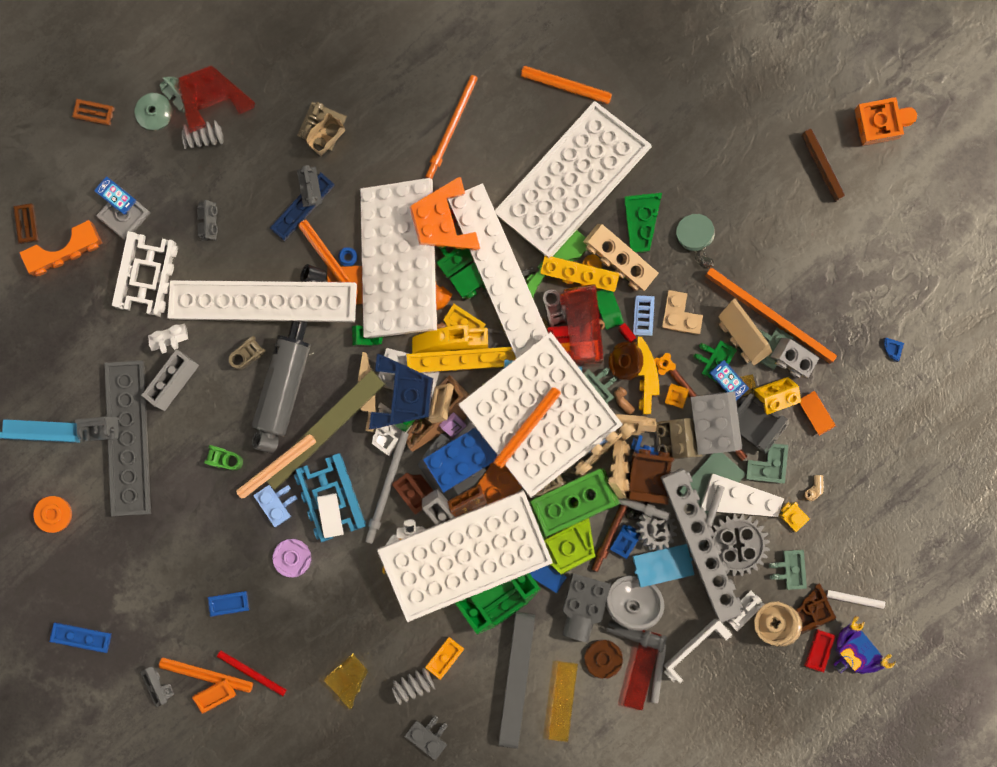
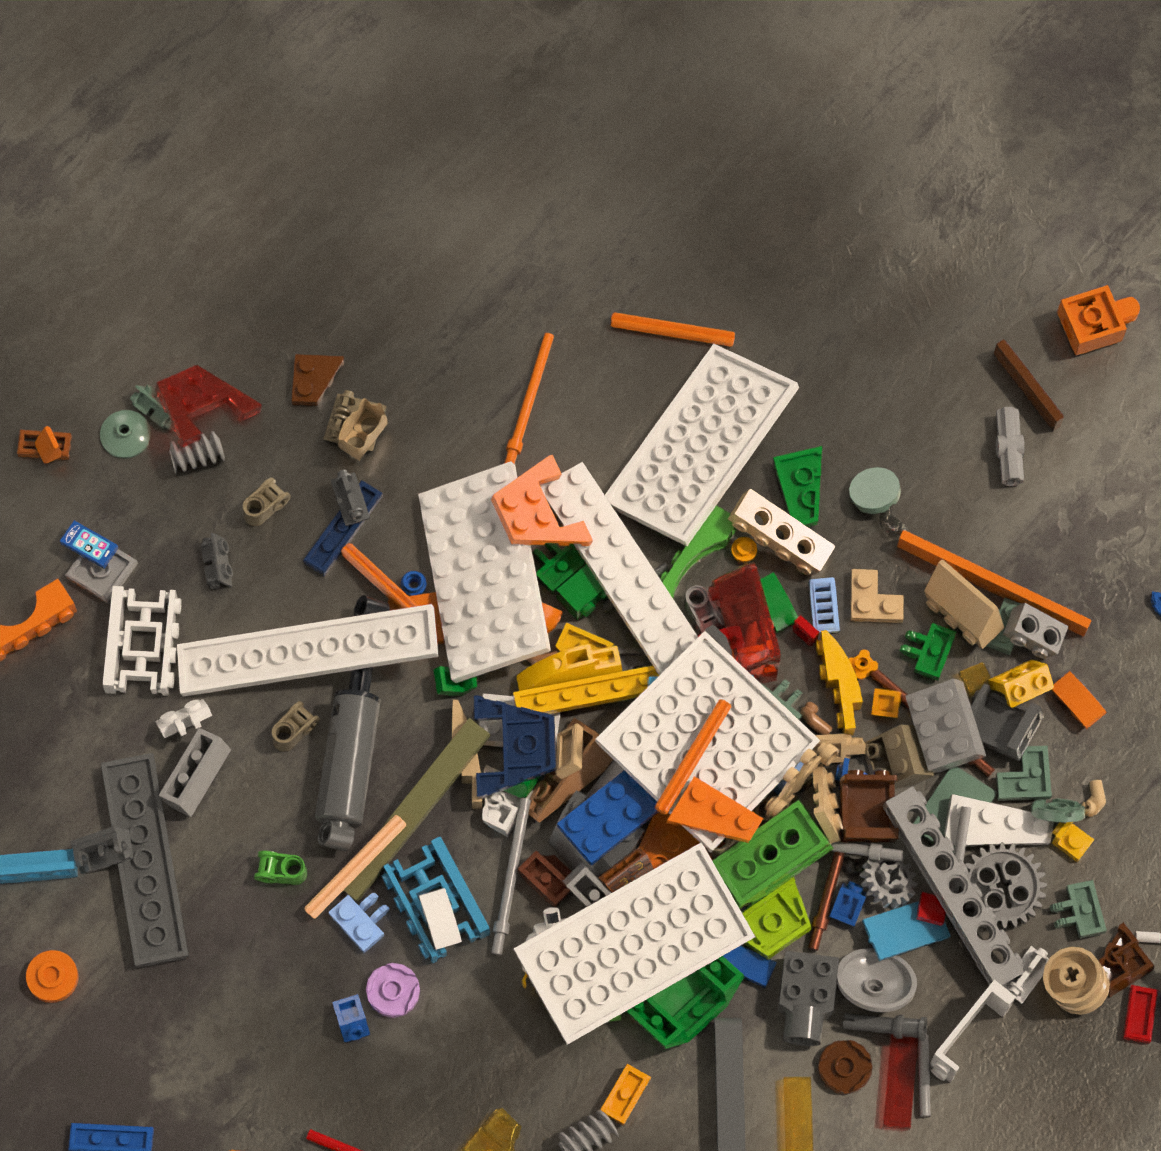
camera: 10 degrees left, 15 degrees down
(94, 115) = (47, 446): none -> orange slope
(228, 603) = (313, 1064): blue tile -> none
(248, 178) = (268, 499): none -> dark tan piece
(259, 575) = (351, 1018): none -> blue bracket
(295, 86) = (312, 377): none -> reddish brown wing
(453, 425) = (590, 777): lavender tile -> none
(536, 470) = (714, 812): none -> orange wing
(561, 338) = (719, 637): none -> dark grey tile
(579, 273) = (722, 559): yellow bracket -> none
(626, 361) = (810, 665): reddish brown tile -> none
(682, 554) = (930, 909): none -> red tile
(728, 379) = (947, 667): tile -> none
(787, 496) = (1058, 810): none -> sand green tile
(801, 211) = (1010, 446): none -> light grey piece

